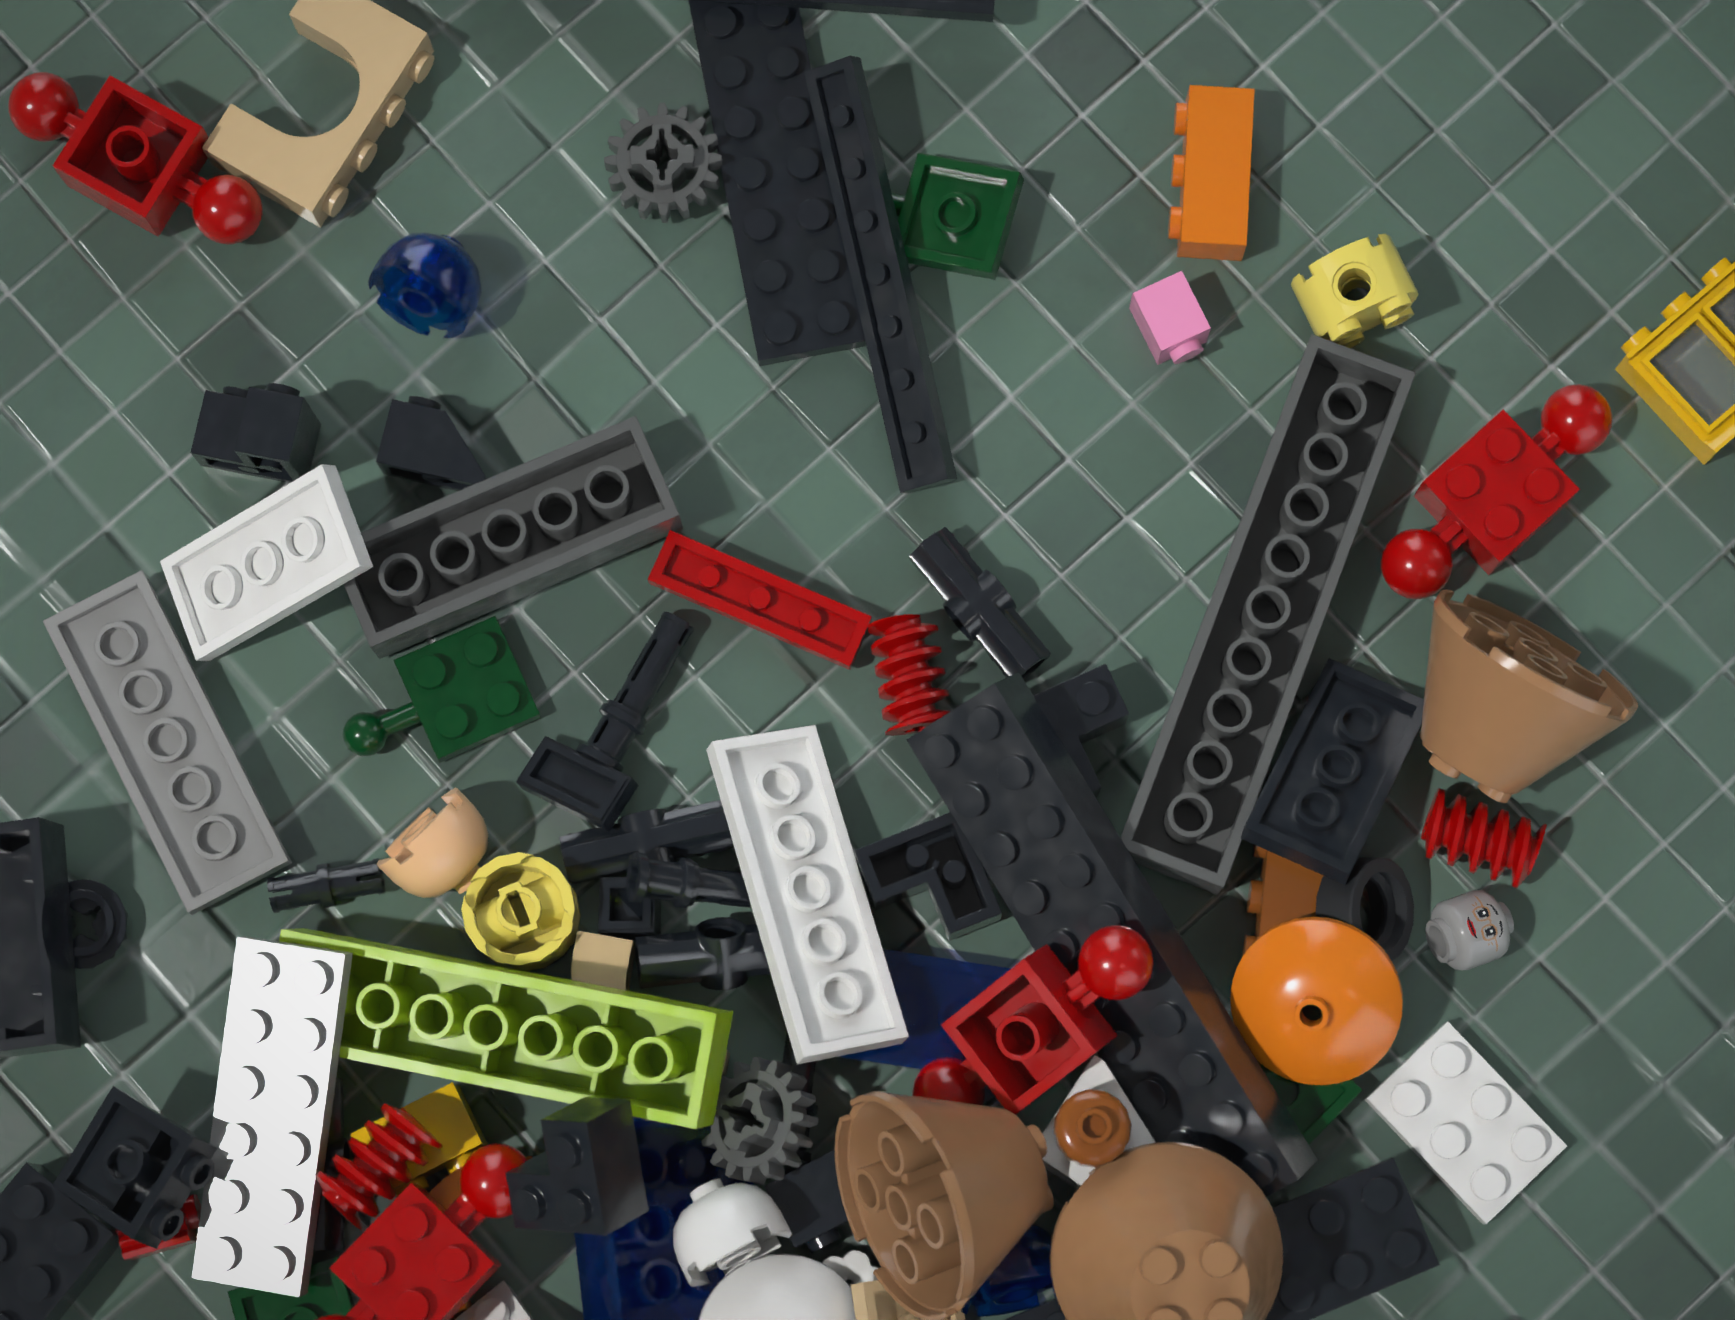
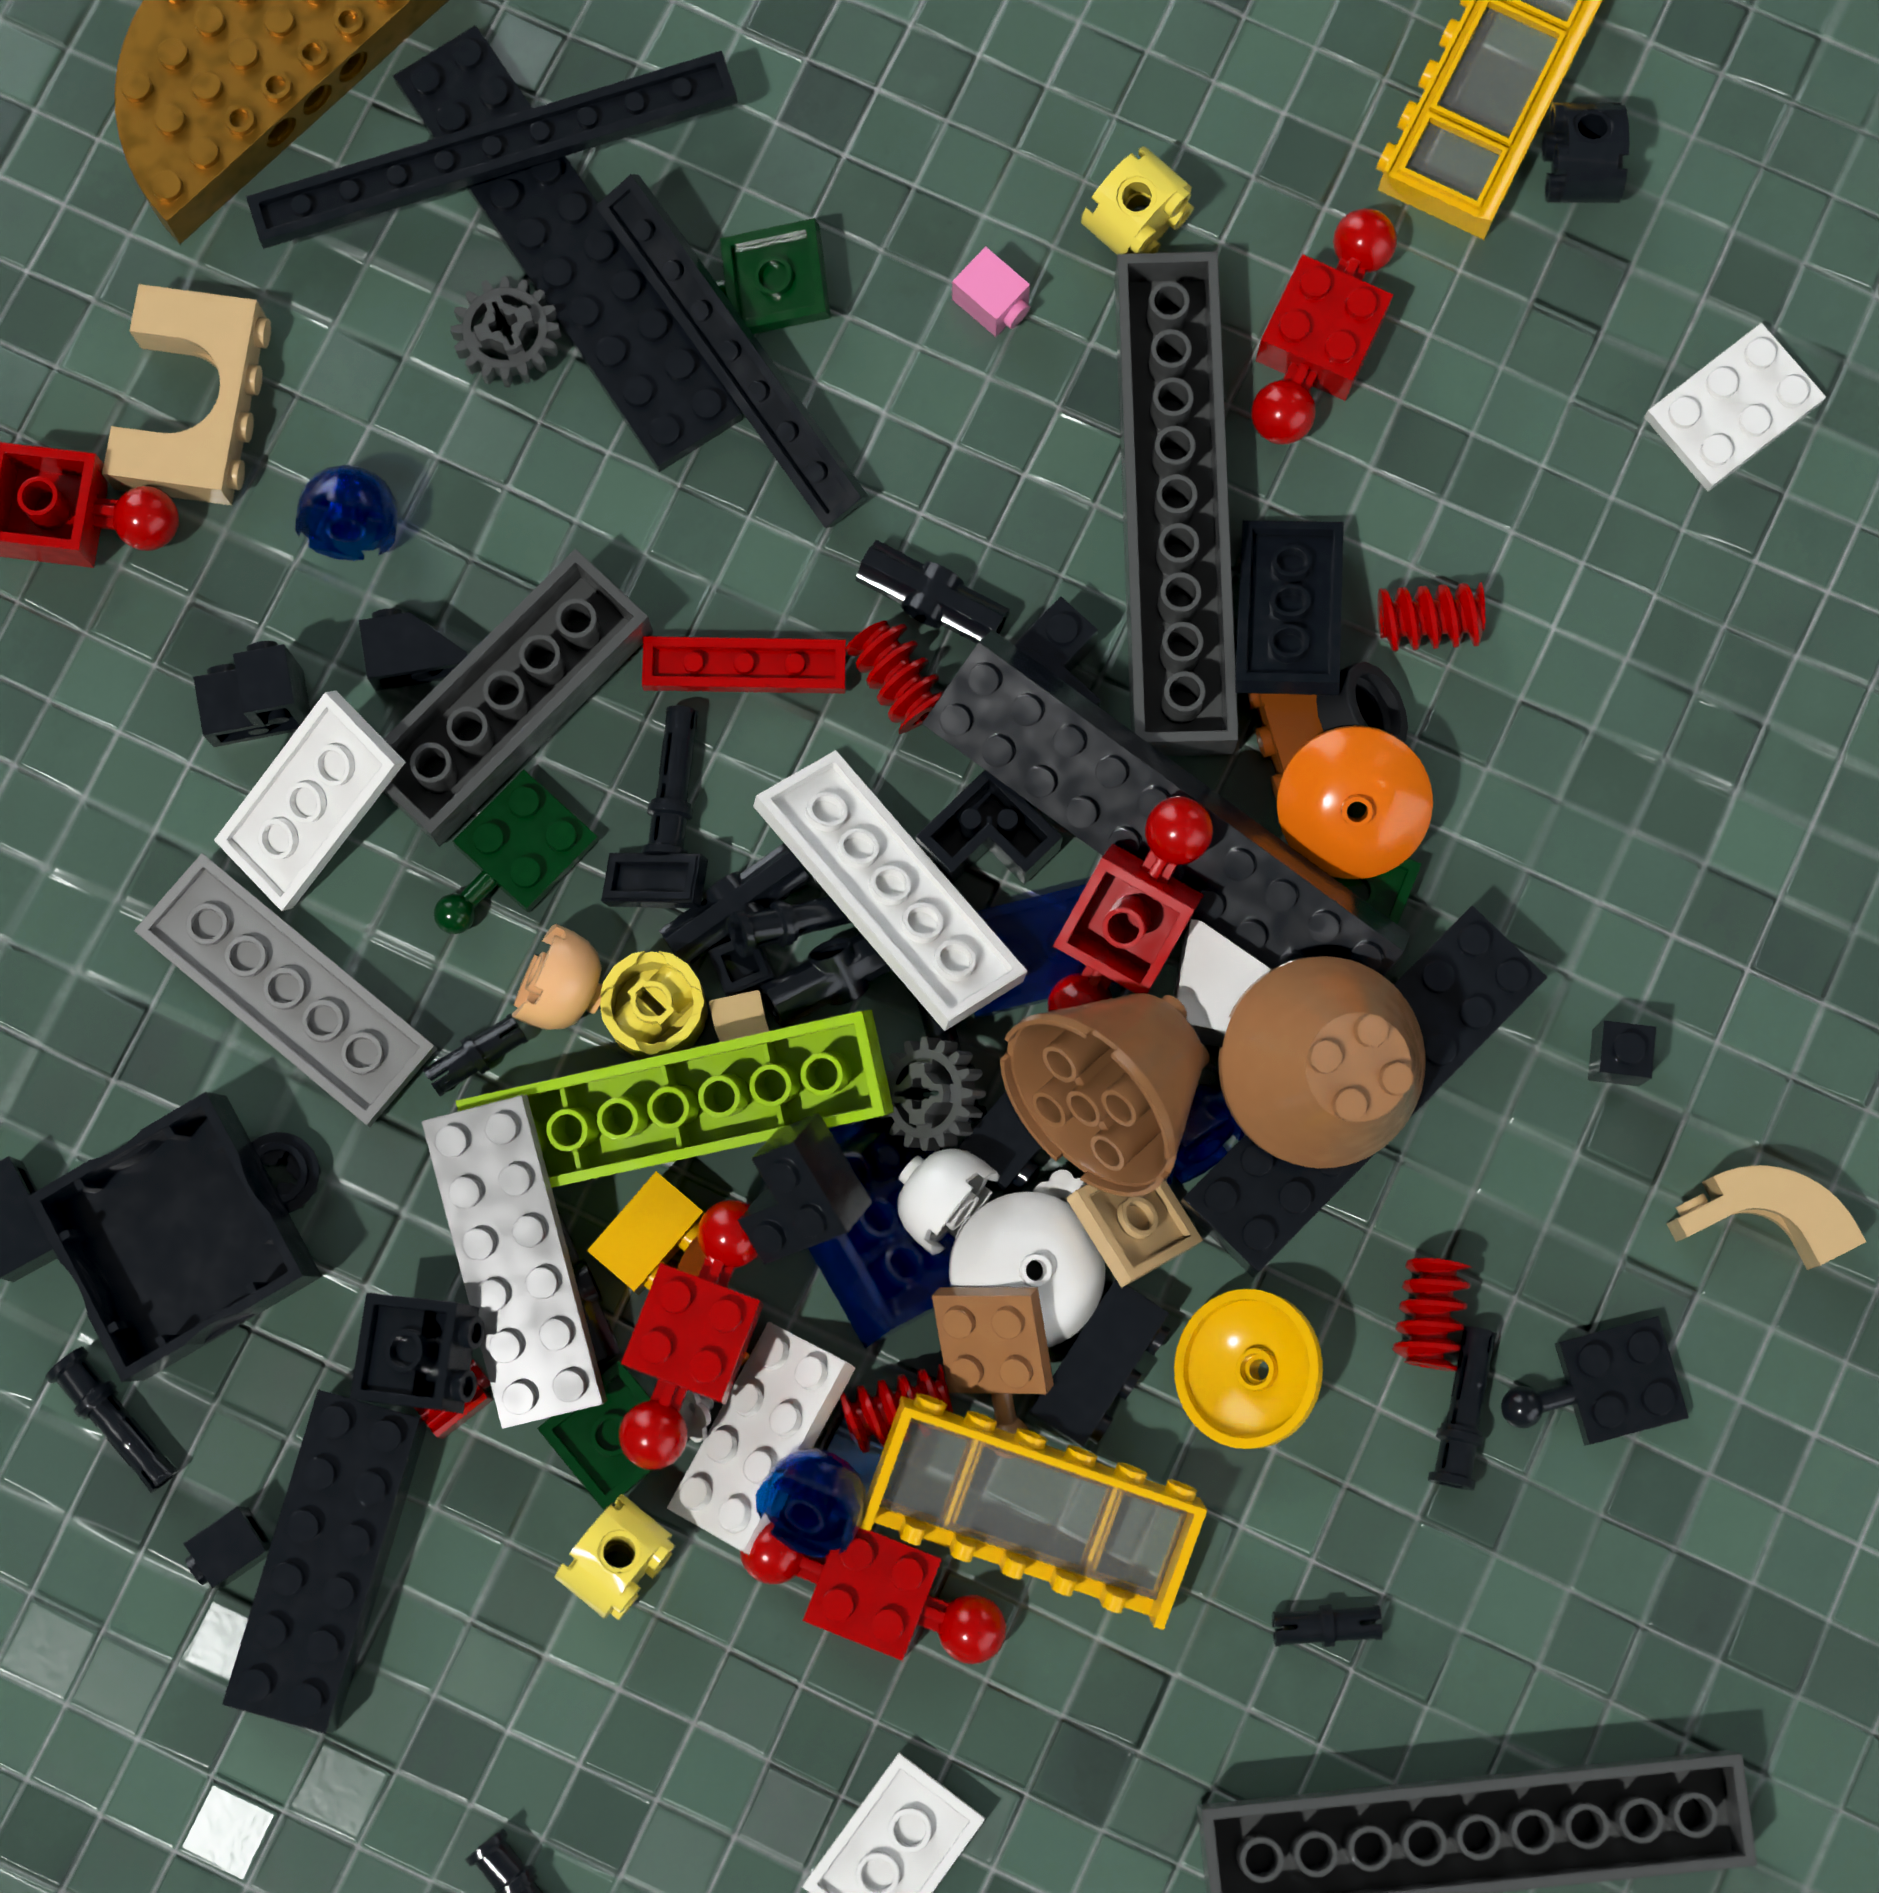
camera: 25 degrees left, 0 degrees up
(376, 1163) = (621, 1262): red piece -> none
(1092, 1128) = (1216, 976): dark orange head -> none
(1212, 172) = (976, 157): orange brick -> none
(1465, 1123) = (1517, 857): white plate -> none
(1469, 930) = (1454, 696): light grey head -> none
(1509, 697) = (1408, 490): medium nougat cone -> none

